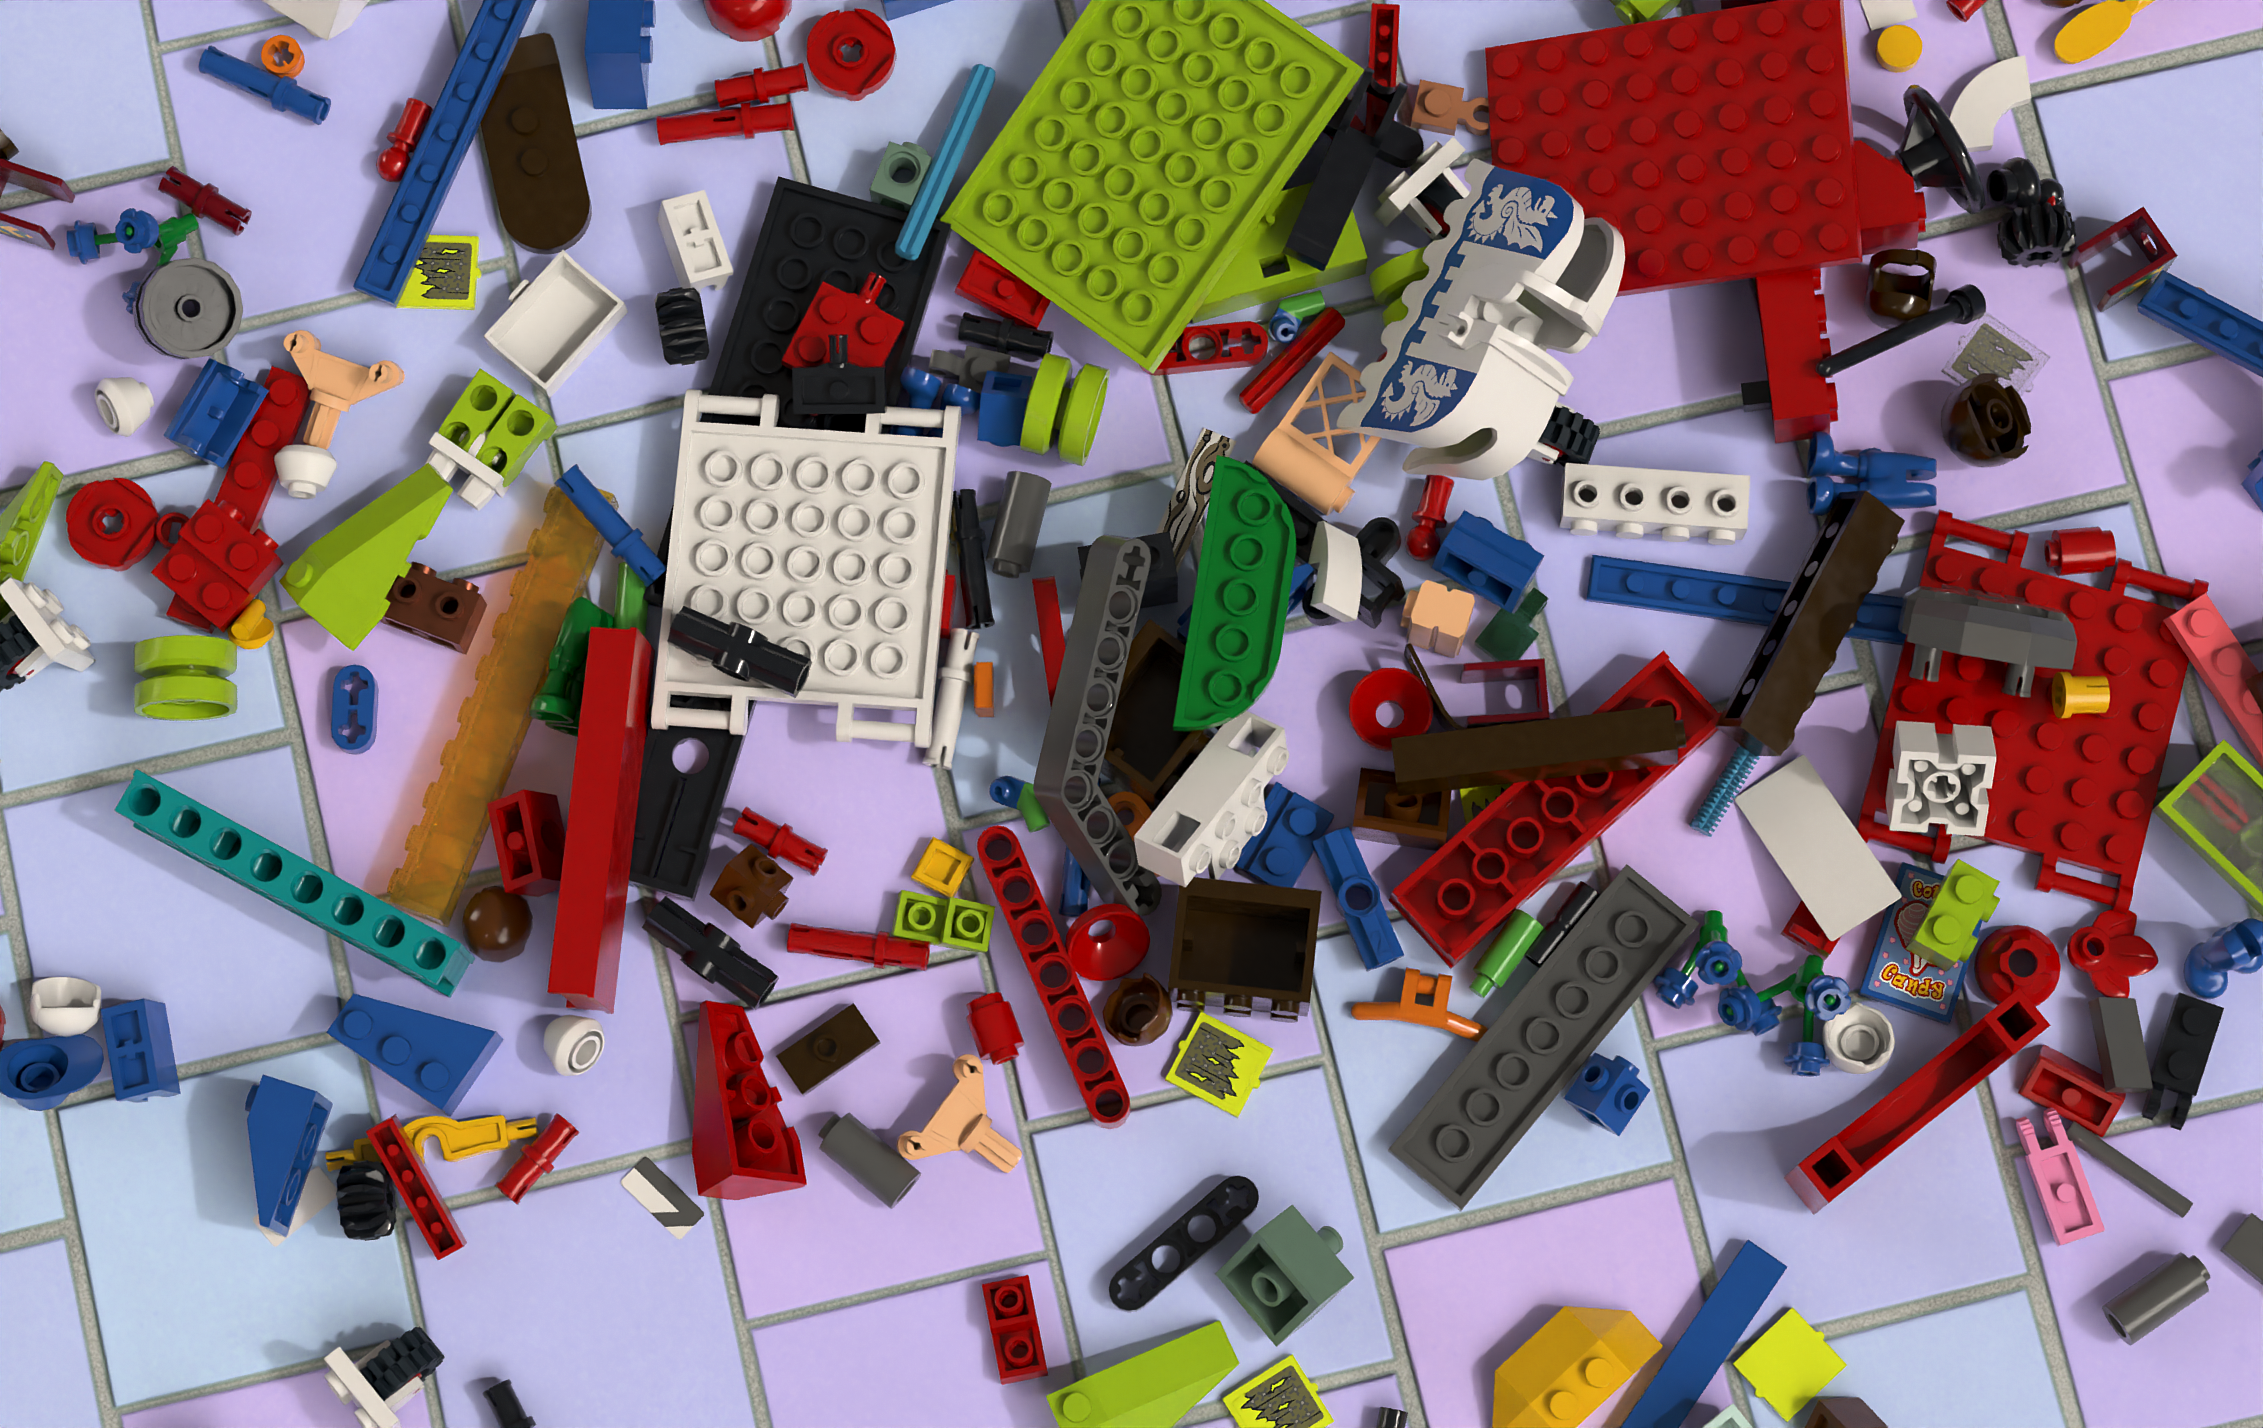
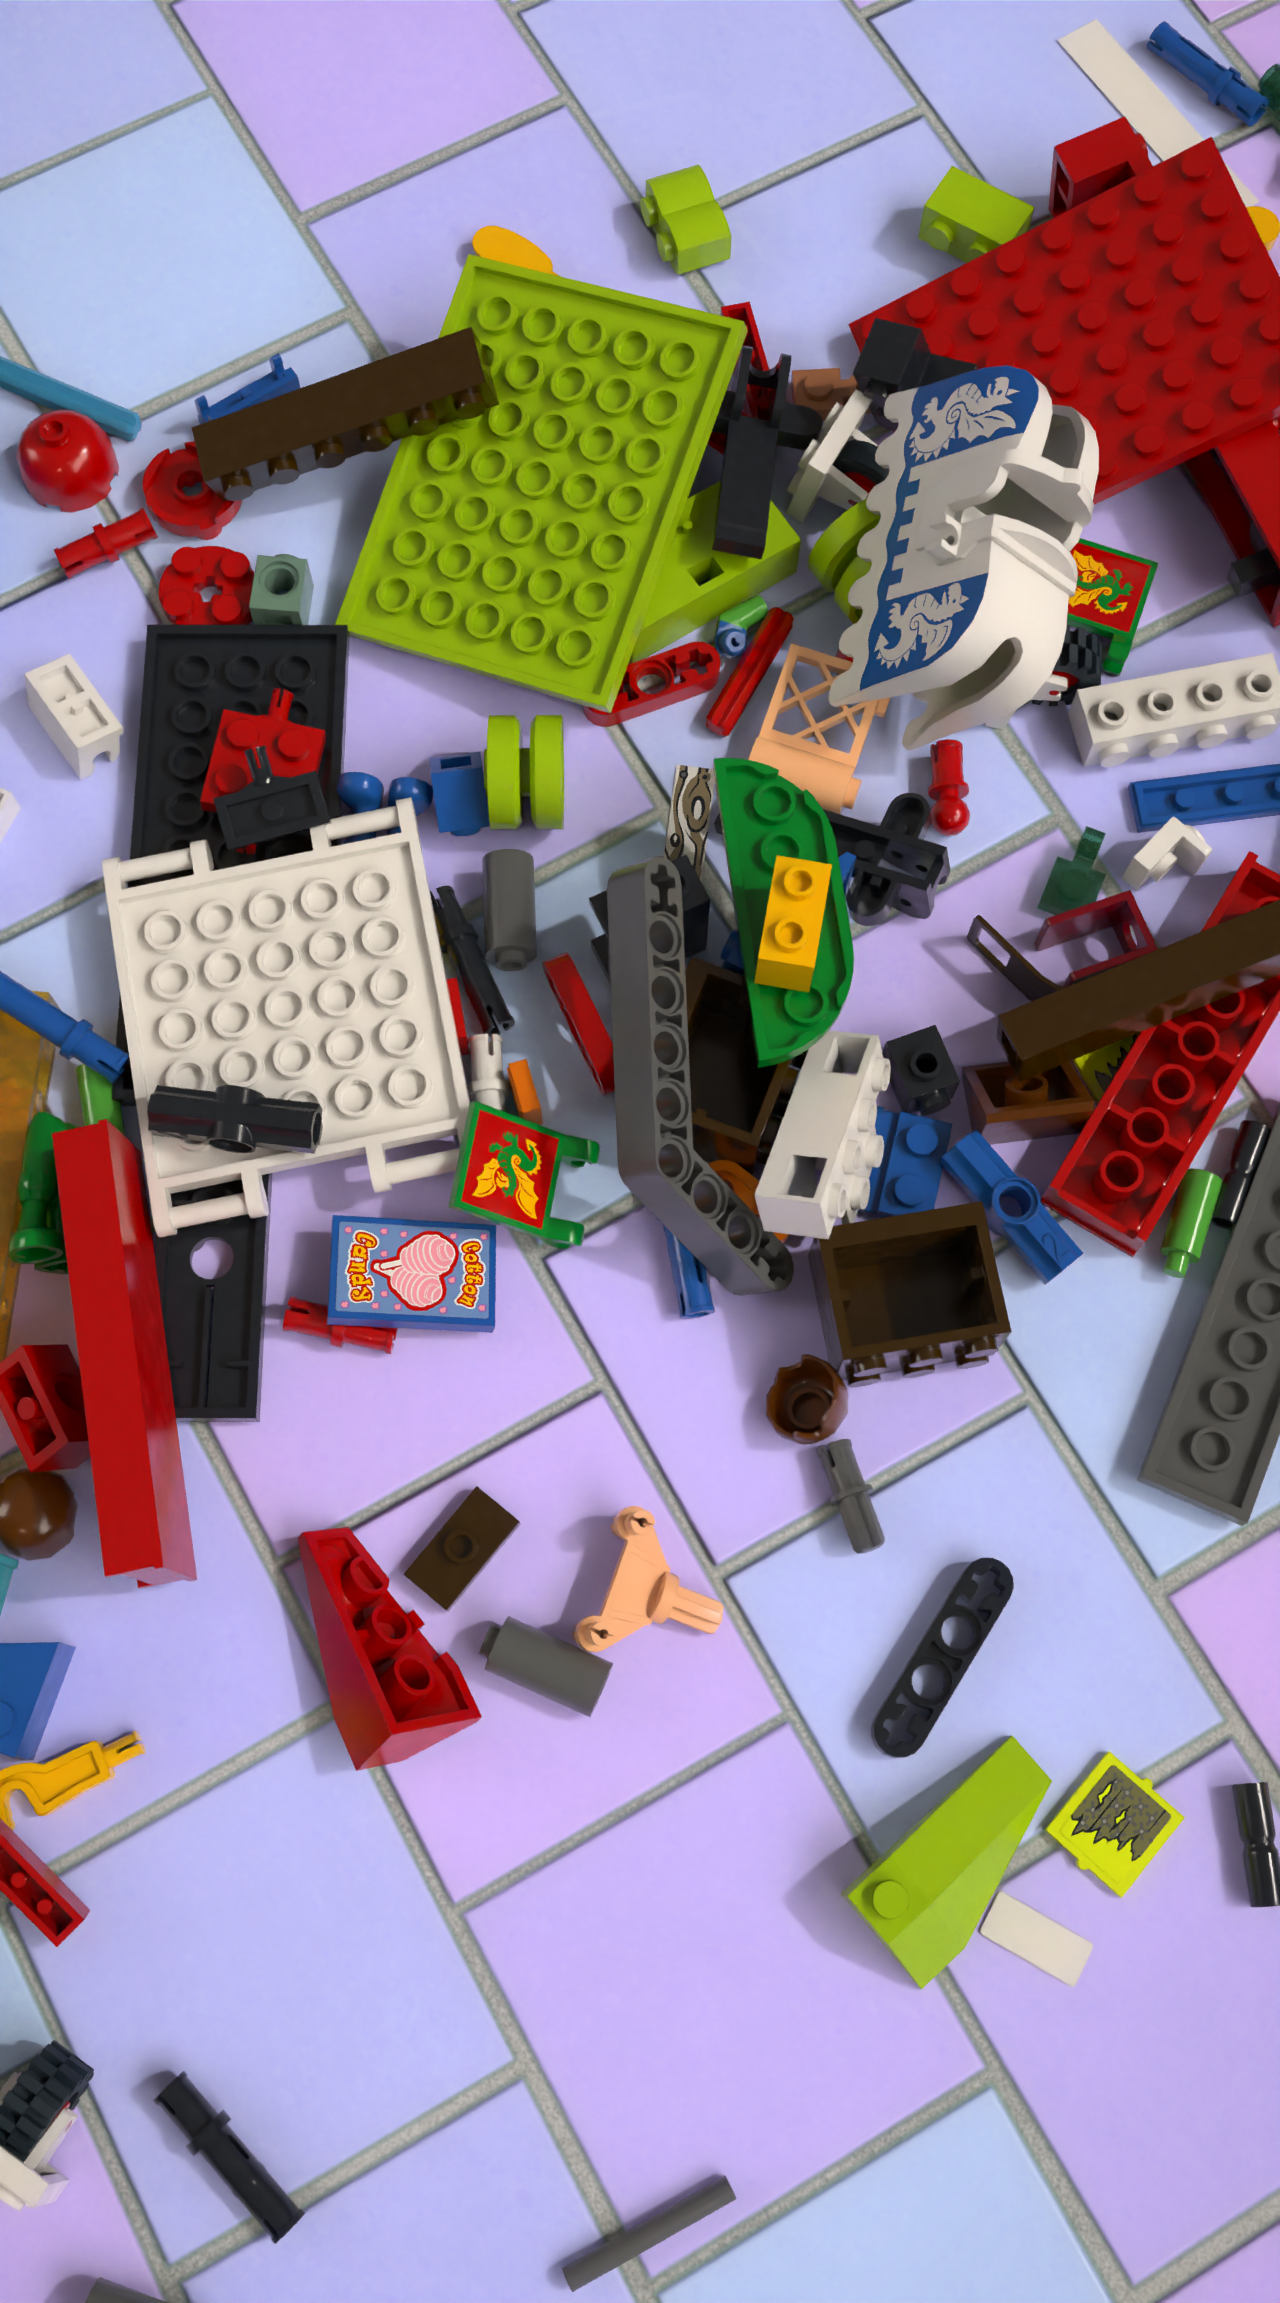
camera: 20 degrees left, 5 degrees down
(537, 1158) = (149, 1782): red pin -> none
(573, 1044) = (159, 1629): white cone -> none
(662, 1198) = (314, 1783): sticker -> none
(682, 326) = (81, 798): black gear -> none
(710, 952) = (293, 1475): black piece -> none
(726, 123) = (77, 589): red pin -> none
(752, 887) = (322, 1385): reddish brown brick -> none
(836, 130) = (202, 568): none -> red plate
(849, 816) = (412, 1274): none -> tile
(850, 945) = (458, 1420): red pin -> none
(942, 868) = (534, 1304): yellow tile -> none
(943, 922) = (552, 1364): lime slope -> none
(945, 162) = (323, 568): dark azure axle -> none
(952, 756) = (511, 1173): none -> flag
(970, 369) = (412, 763): dark grey plate -> none
(994, 1028) = (648, 1468): red brick -> none
(998, 41) = (346, 416): none -> dark brown brick
(1001, 291) = (421, 680): red plate -> none
(1005, 335) = (437, 723): black pin -> none
(1015, 1330) = (778, 1820): red slope -> none
(1020, 796) = (601, 1200): arm -> none
(1049, 954) = (707, 1416): red beam -> none
(1112, 953) = (759, 1340): red piece -> none
(1151, 1096) = (851, 1496): none -> dark grey axle
(1219, 1064) = (914, 1437): piece -> none
(1231, 622) = (793, 923): none -> yellow brick
(1286, 1273) = (1082, 1660): sand green brick -> none
(1321, 763) = (921, 1071): none -> black brick
(1339, 572) = (884, 857): white slope -> none
(1395, 687) = (976, 971): red piece -> none
(1410, 1012) = (1105, 1314): orange piece -> none
(1437, 618) = (1000, 880): light nougat brick -> none
(1487, 561) = (1028, 813): blue brick -> none
(1508, 139) = (899, 360): none -> black brick
(1588, 629) = (1168, 846): none -> white bracket
(1627, 370) = (1110, 597): none -> flag

